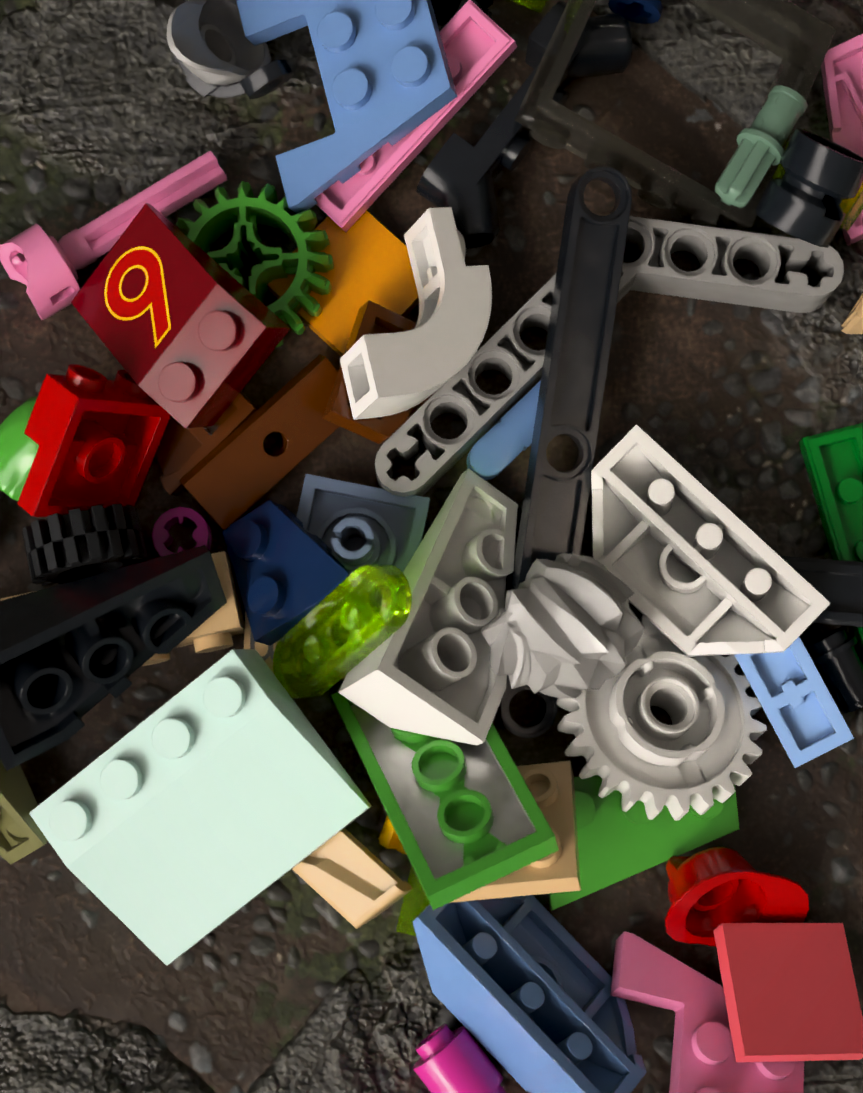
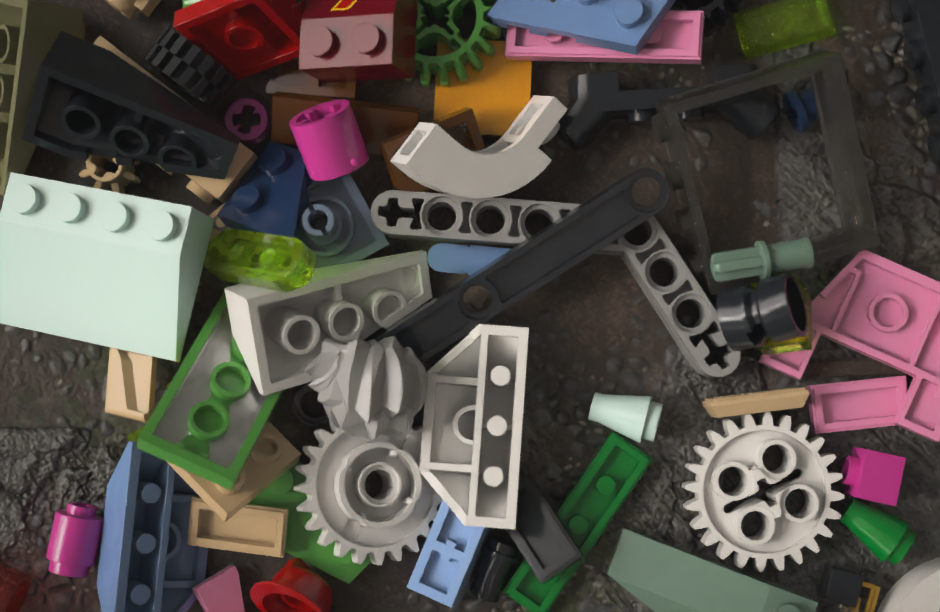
camera: 50 degrees right, 5 degrees up
(124, 719) = (105, 179): none -> tan gear
(279, 463) = (329, 140): none -> dark pink piece
(609, 876) = (250, 530): none -> tan tile
(798, 409) = (627, 414): none -> light aqua cone

